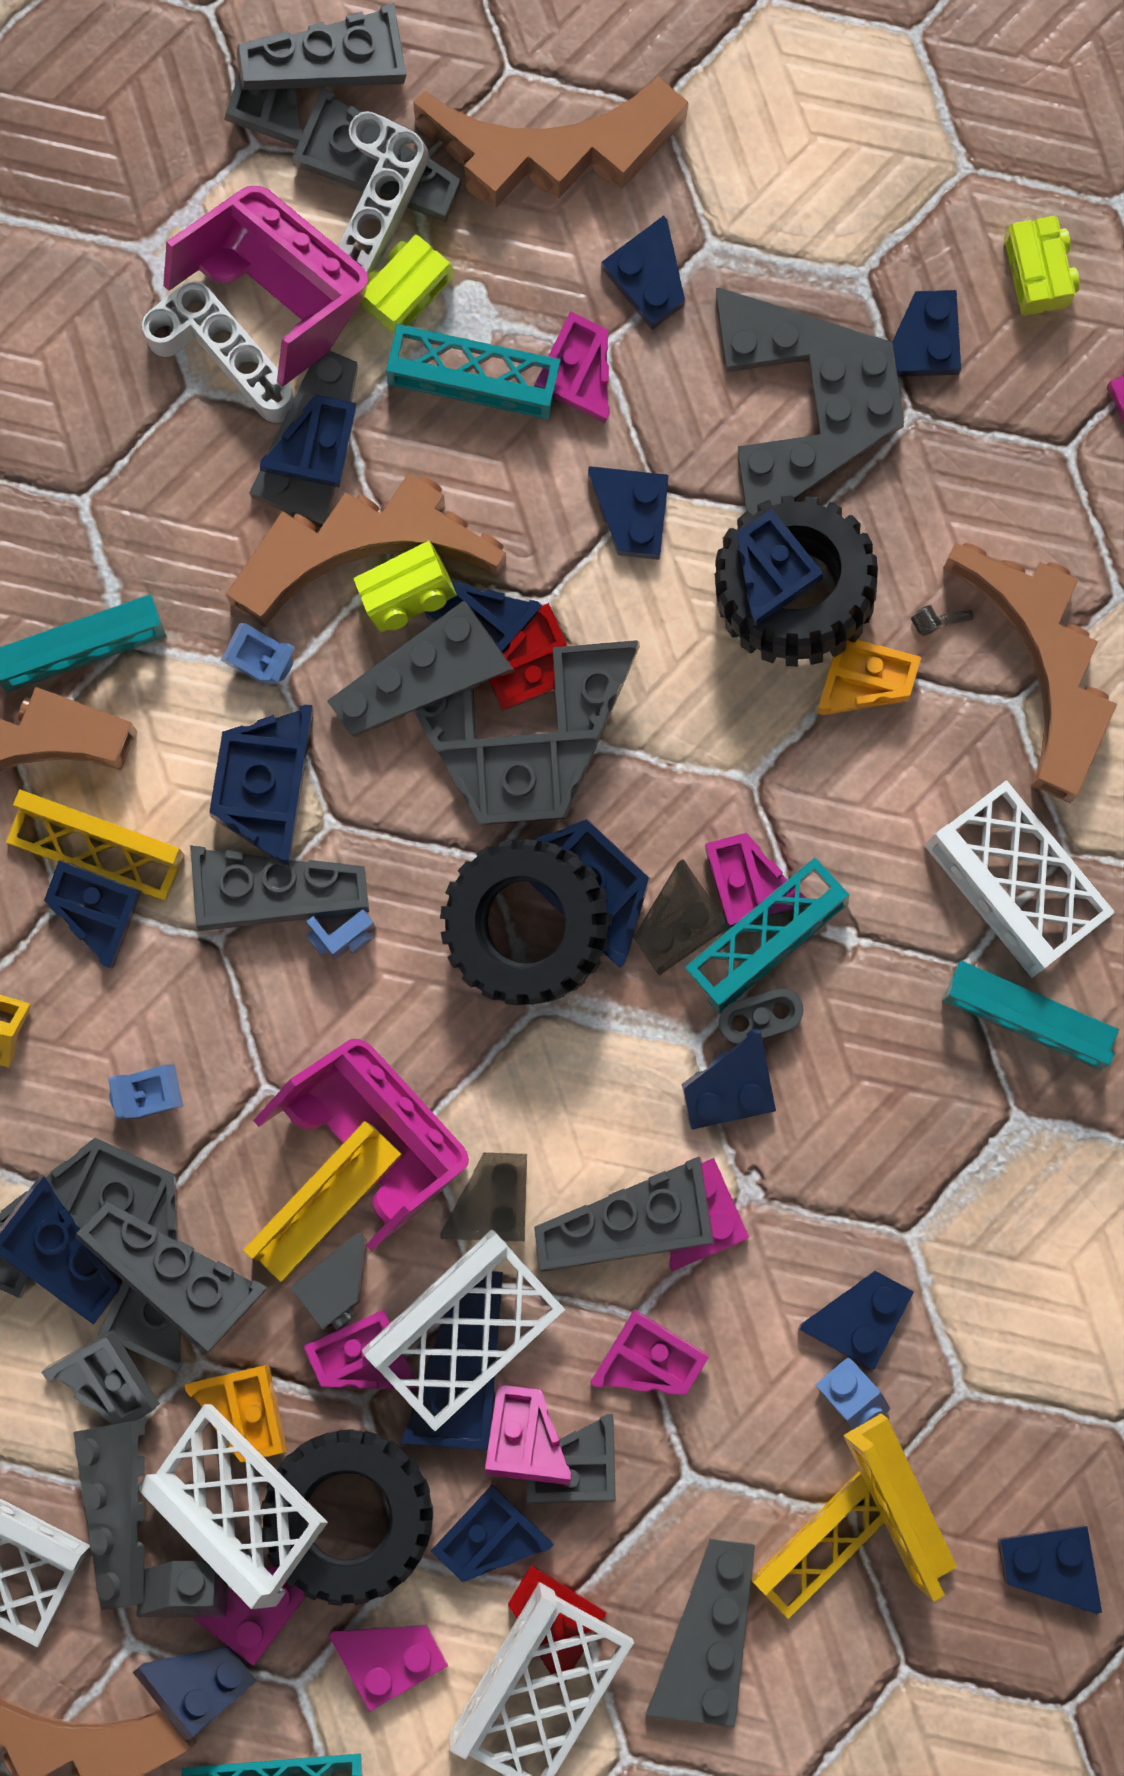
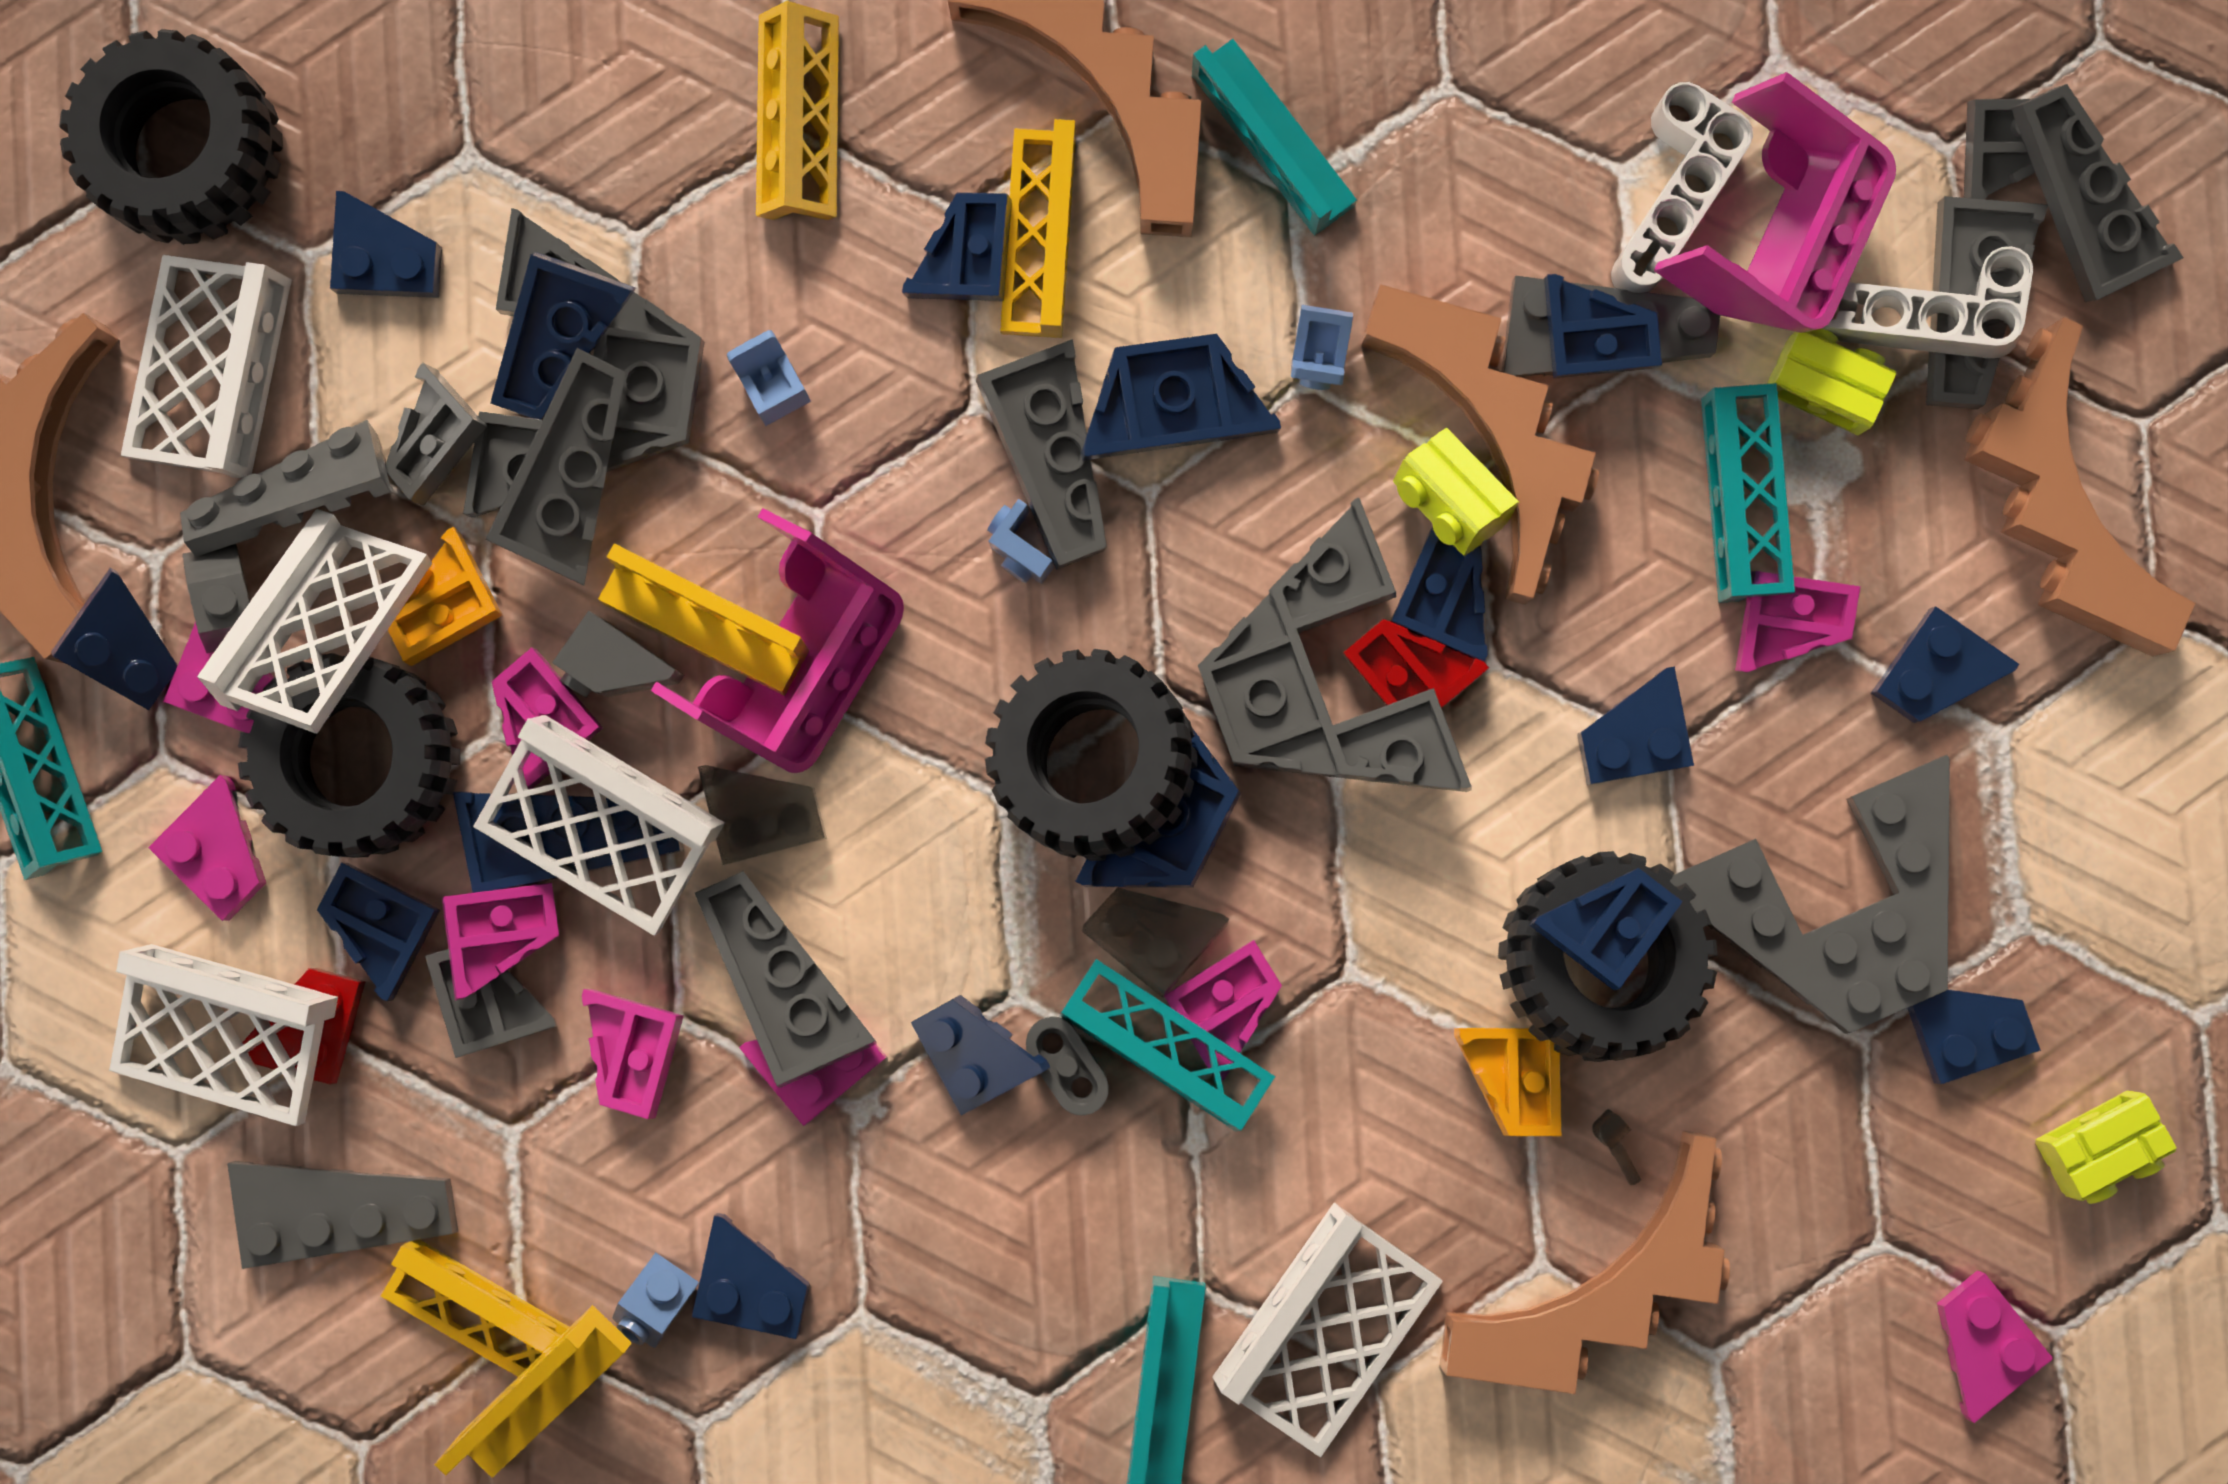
camera: 80 degrees right, 5 degrees up
(433, 665) = (1366, 551): dark grey wing -> none

